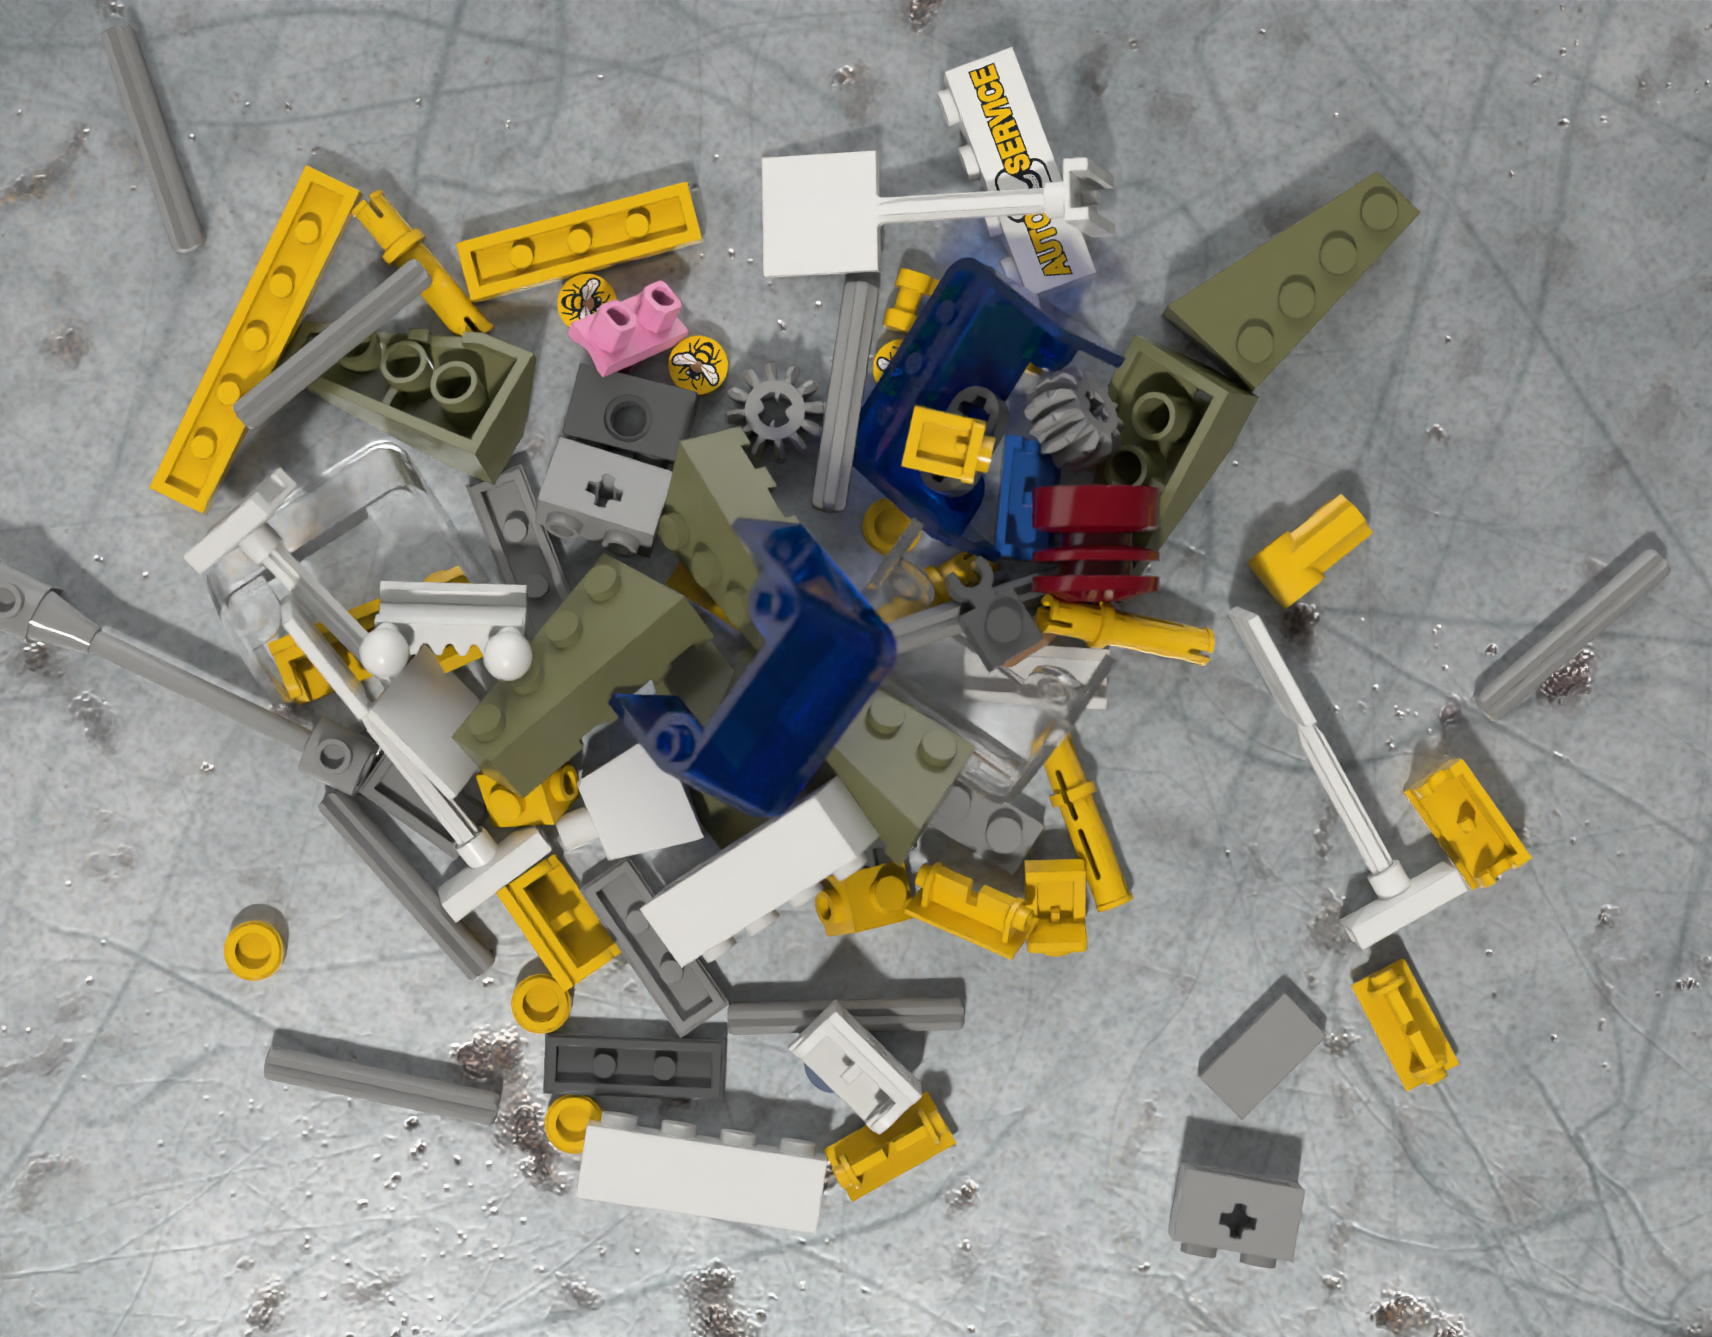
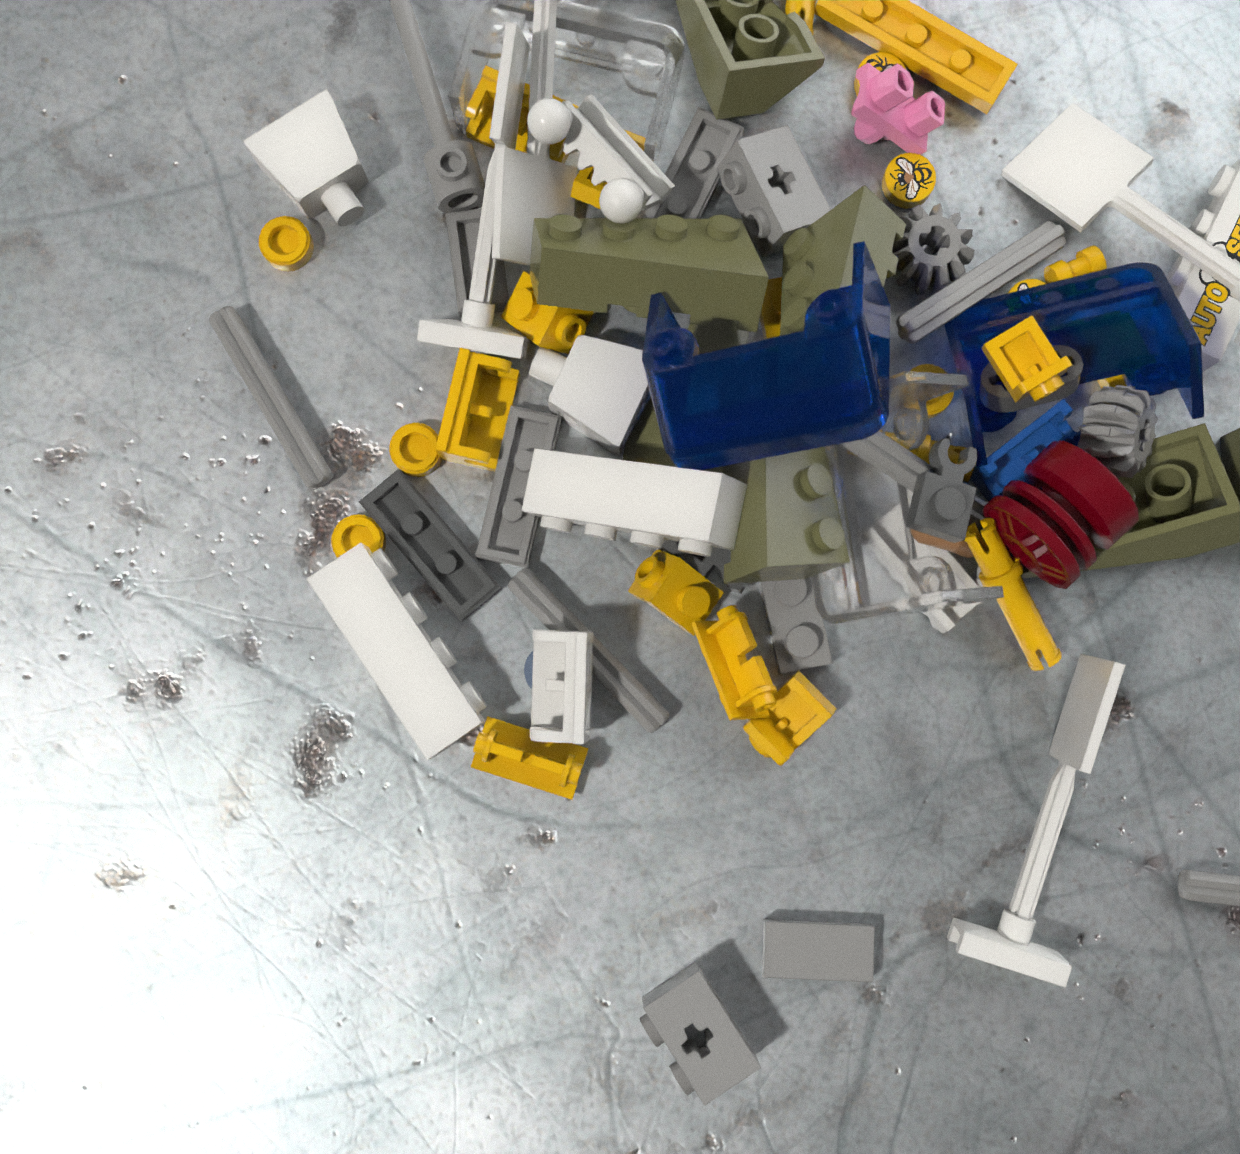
camera: 45 degrees right, 5 degrees down
(208, 862) = (312, 160): none -> white torso
(406, 883) = (414, 296): light grey axle -> none
(598, 399) = (841, 136): dark grey brick -> none
(1085, 826) = (858, 687): yellow pin -> none
(1299, 558) = (1162, 668): yellow piece -> none
(1405, 1025) = (928, 1029): yellow hinge -> none
(1466, 824) = (1104, 944): yellow hinge -> none

